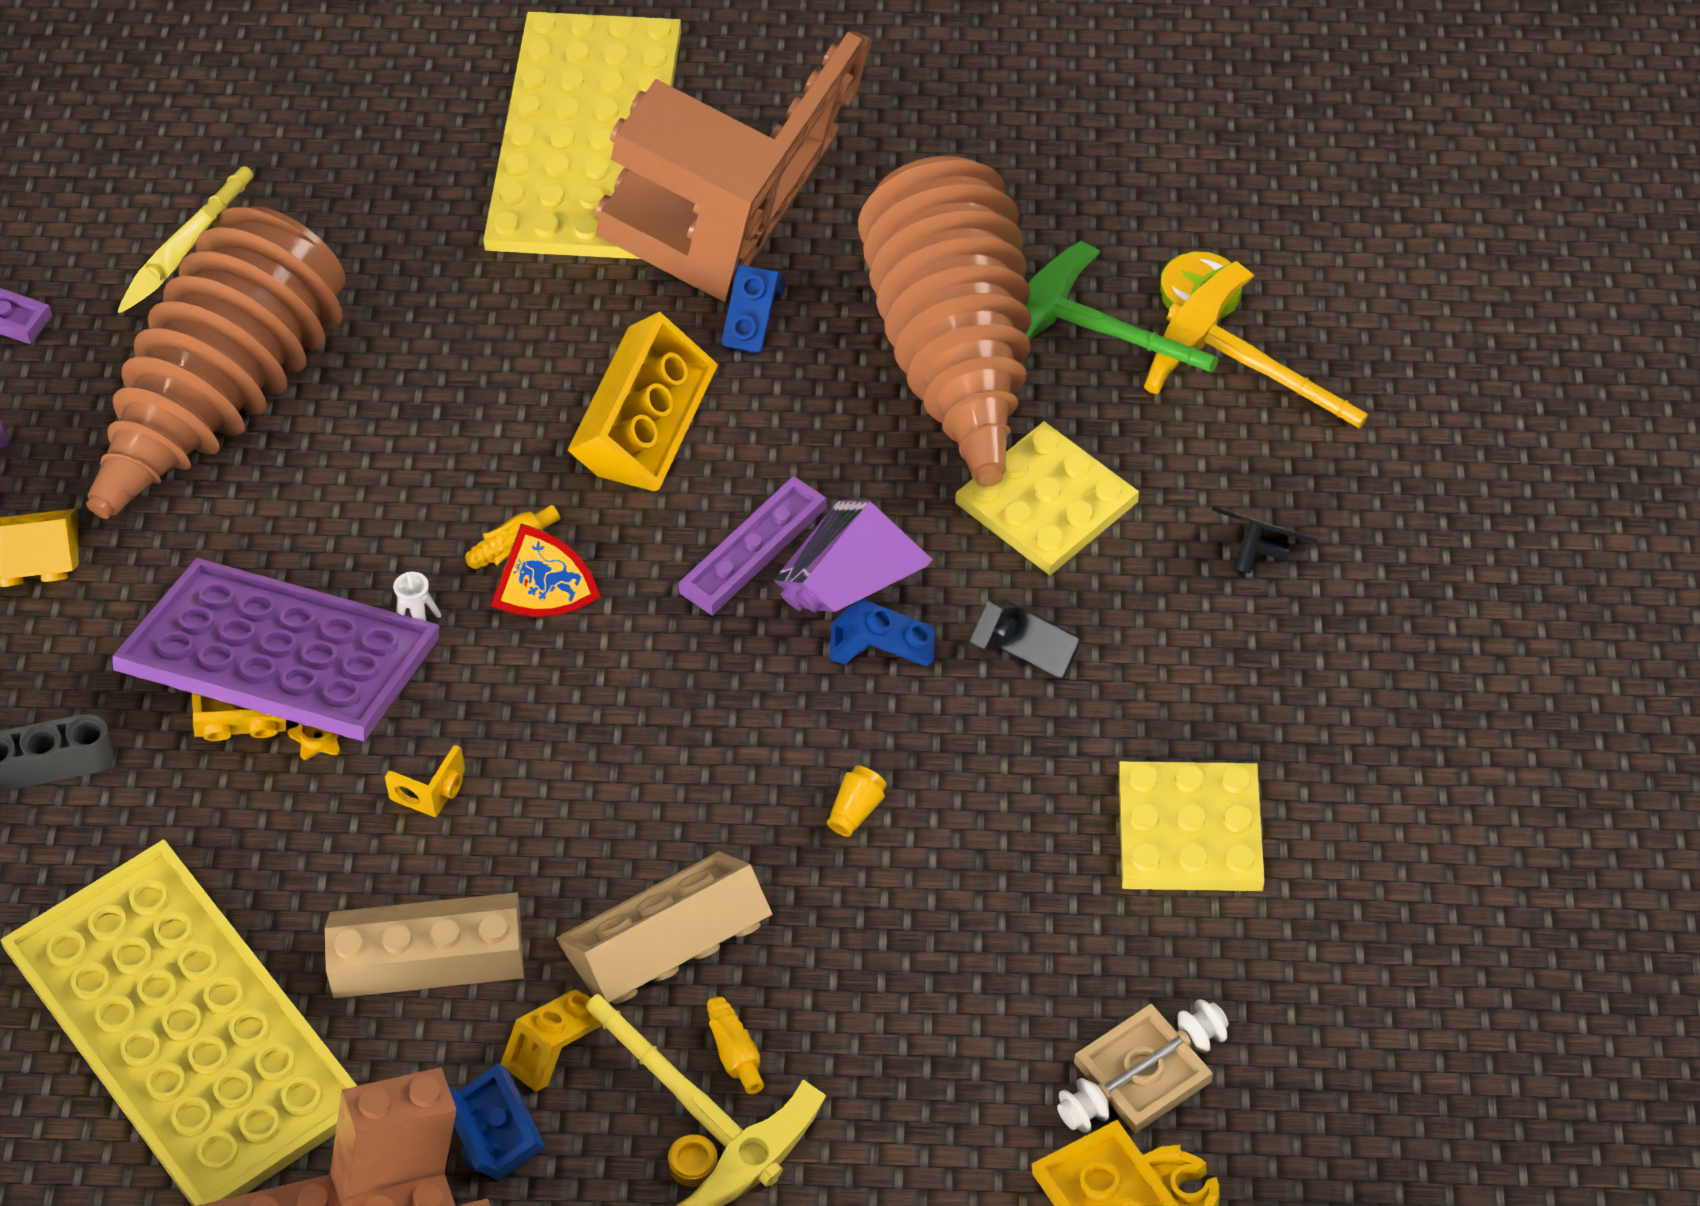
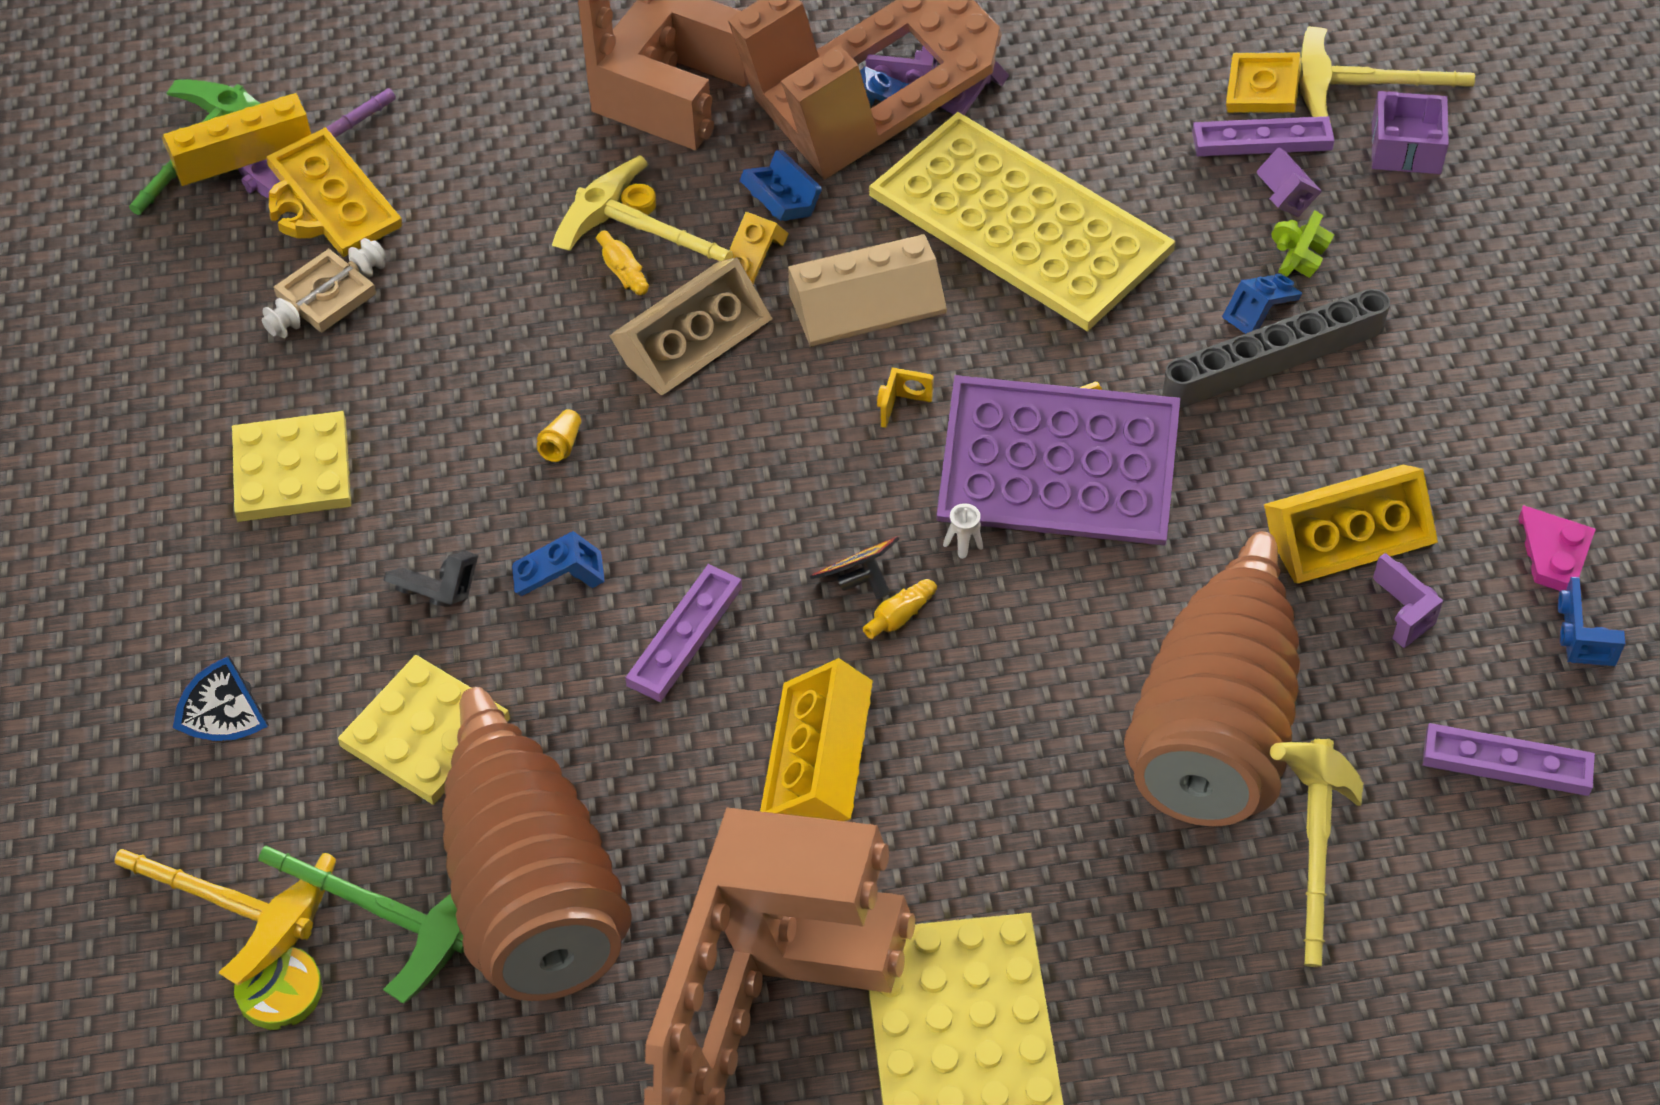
camera: 170 degrees right, 0 degrees up
(848, 559) = (588, 594): medium lavender slope -> none

